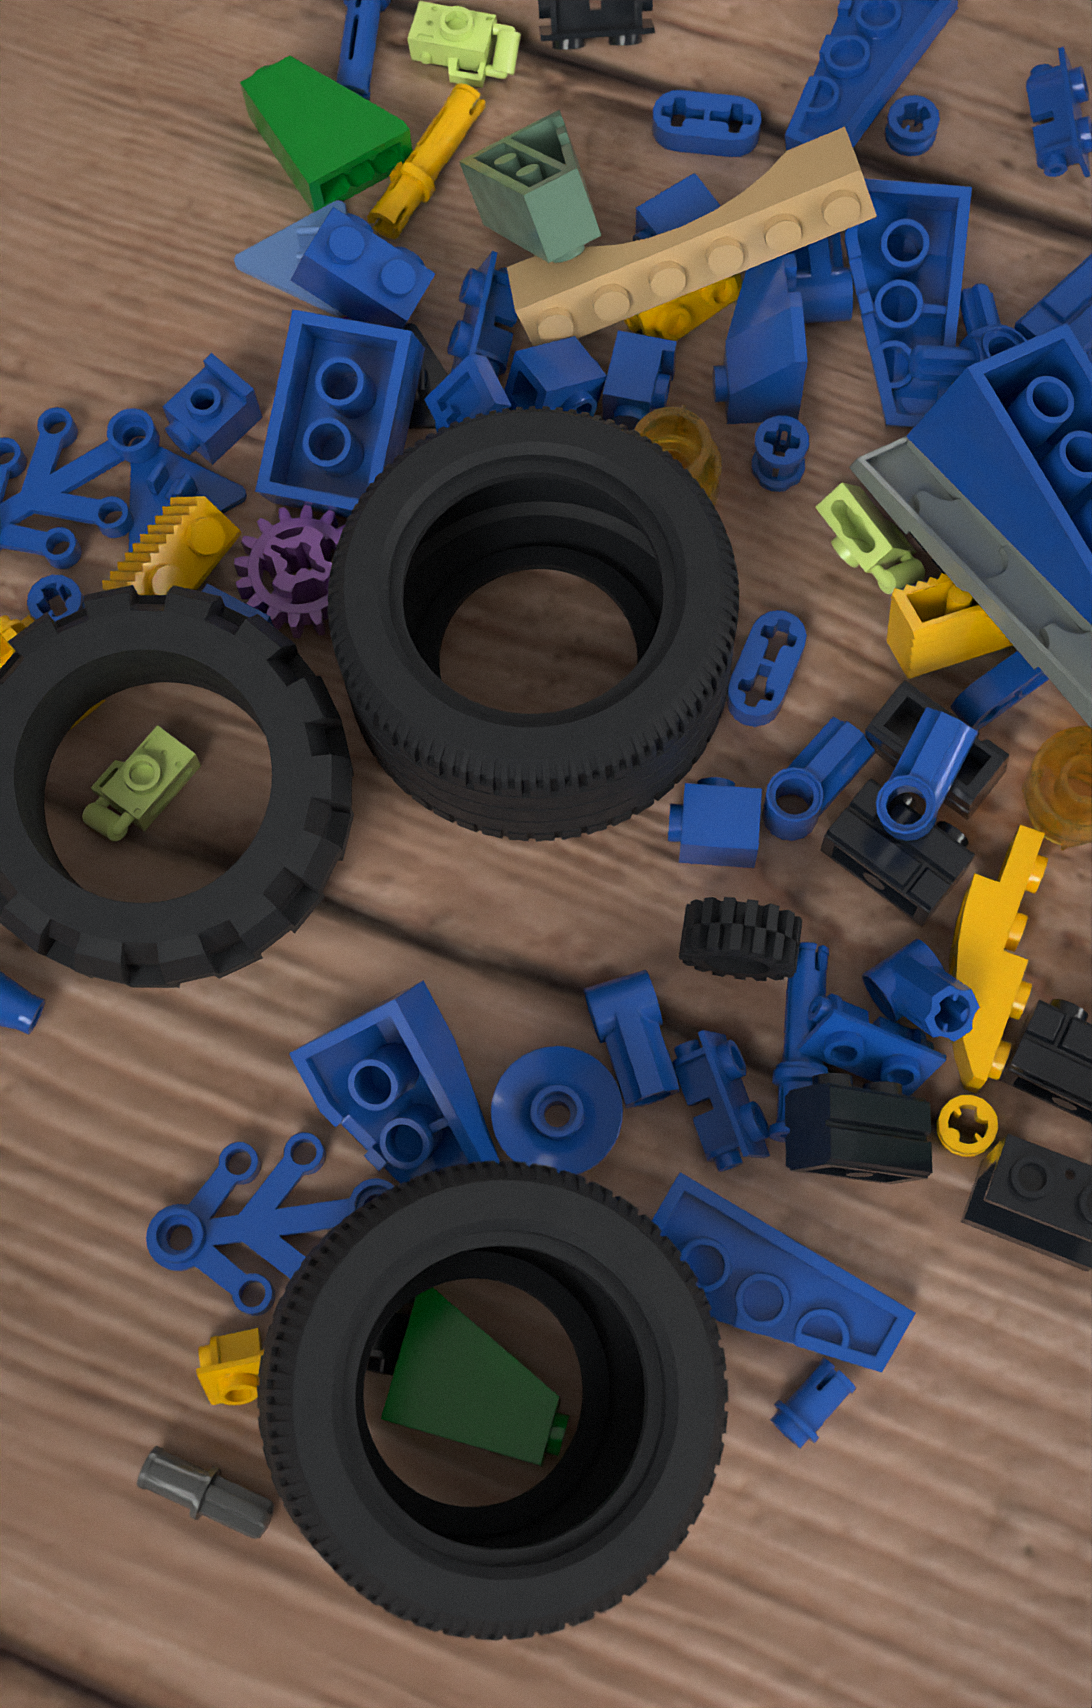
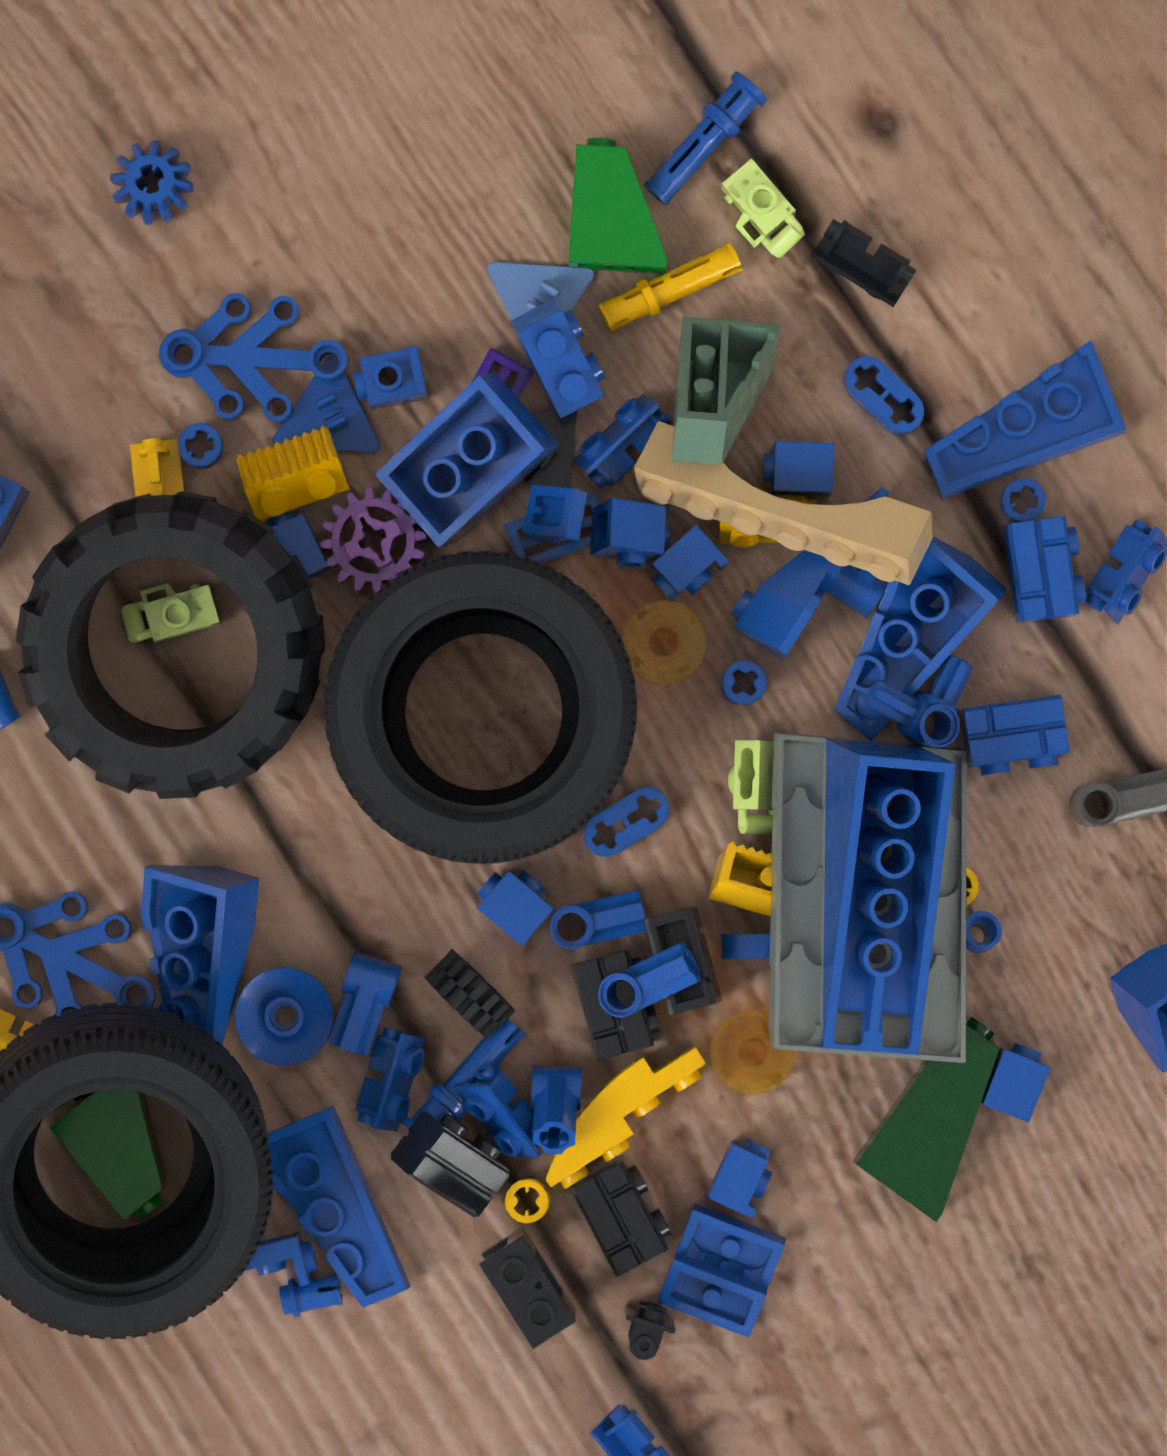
camera: 30 degrees right, 15 degrees up
(747, 1364) = (273, 1252): none -> blue bracket
(979, 152) = (1043, 569): none -> blue brick

